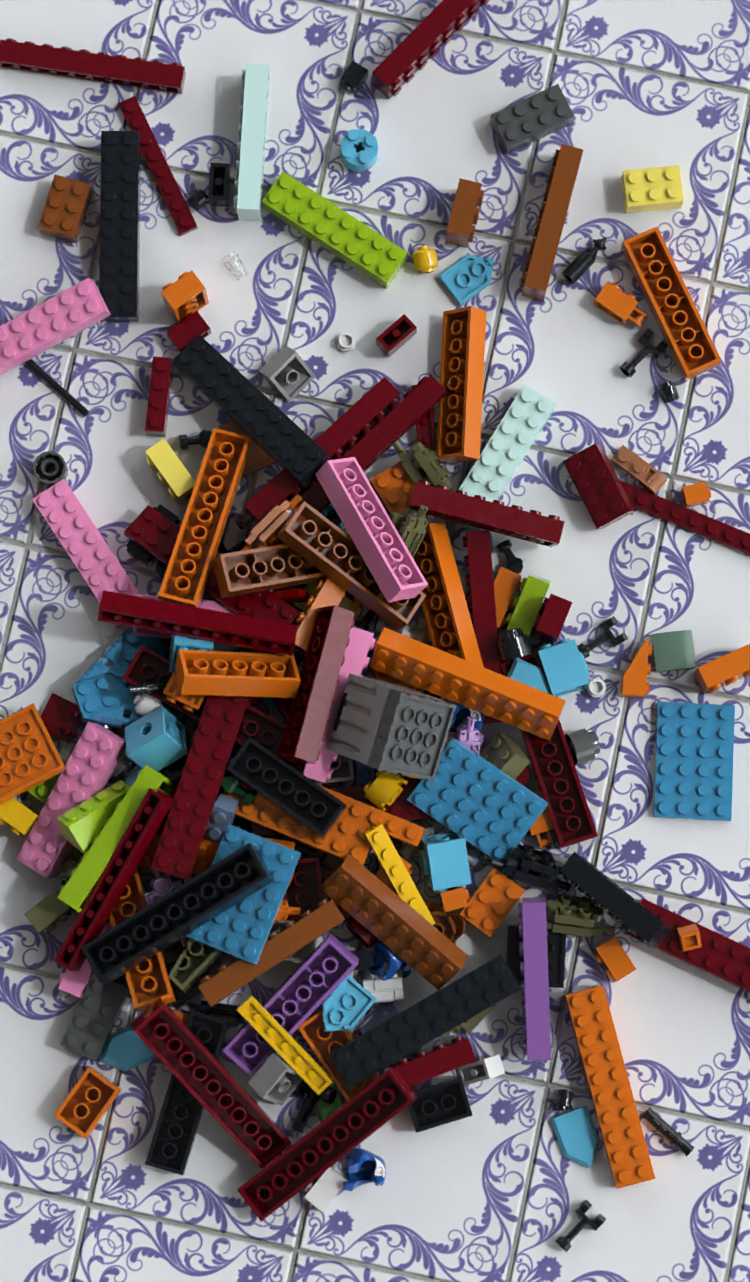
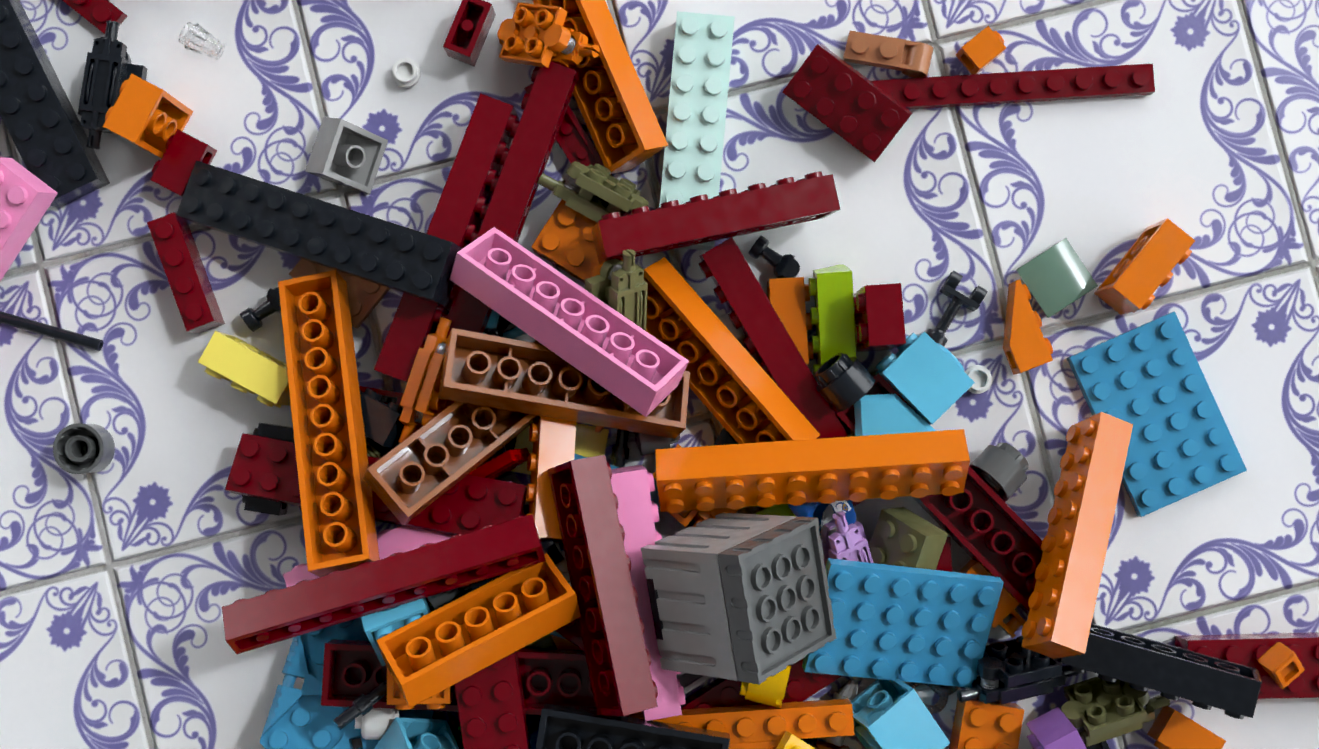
camera: 25 degrees left, 5 degrees up
(83, 541) = (185, 529): bright pink brick -> none
(167, 265) = (103, 76): none -> black piece
(434, 360) = (538, 37): none -> orange piece
(604, 799) = (1077, 537): none -> brick

